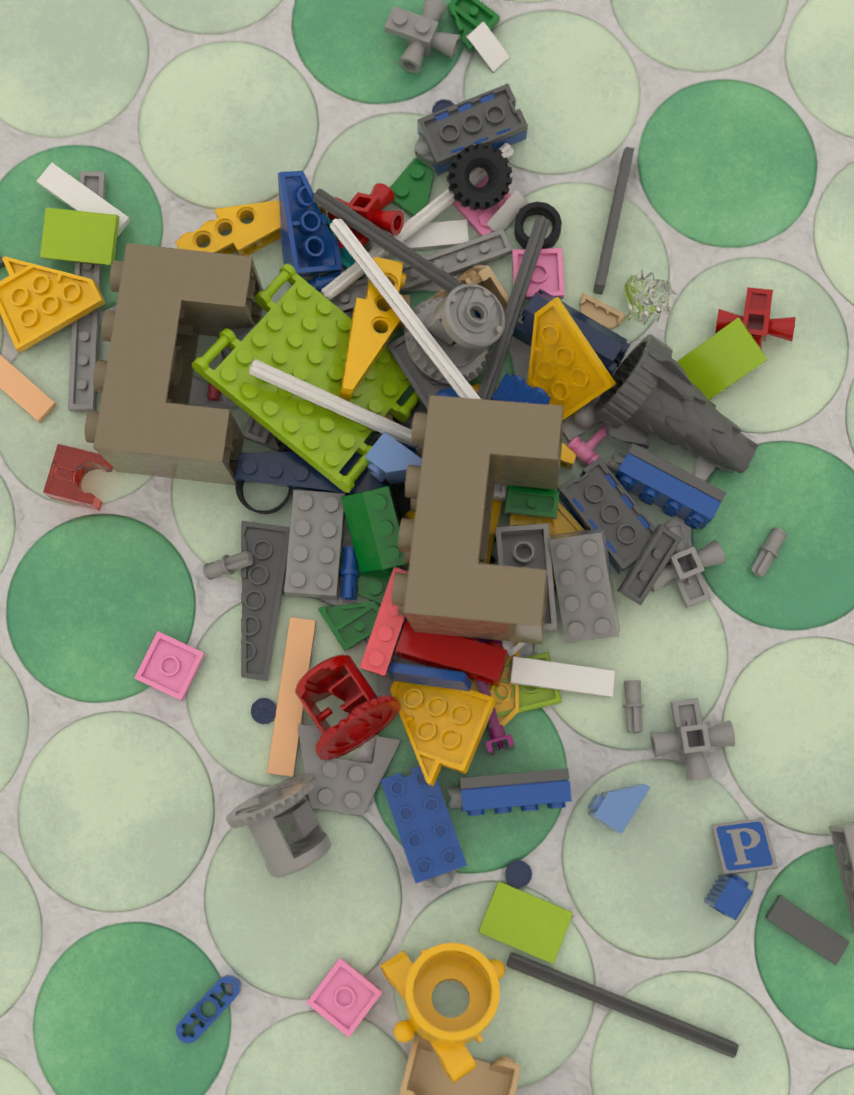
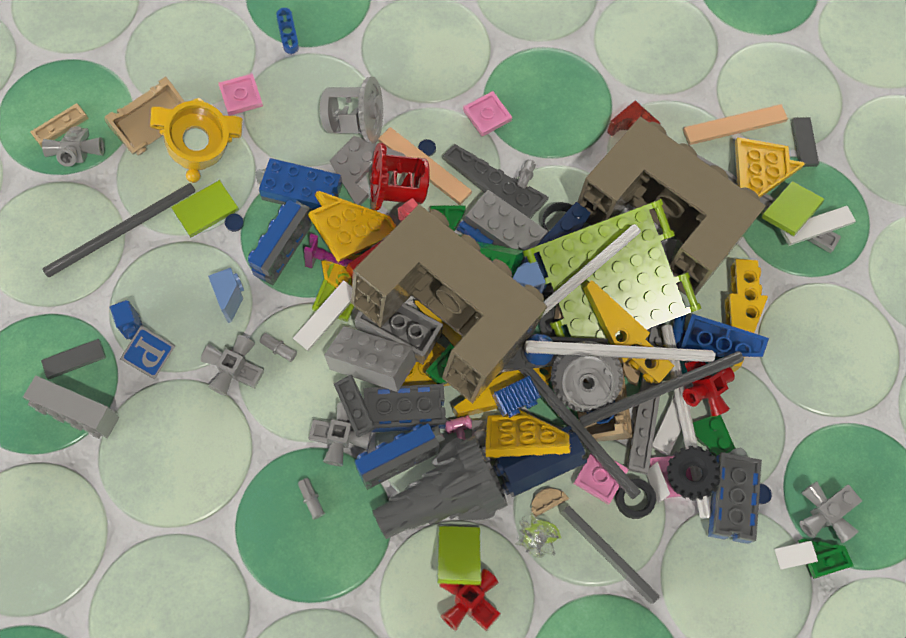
camera: 115 degrees right, 10 degrees down
(429, 676) = (379, 235): blue tile -> none

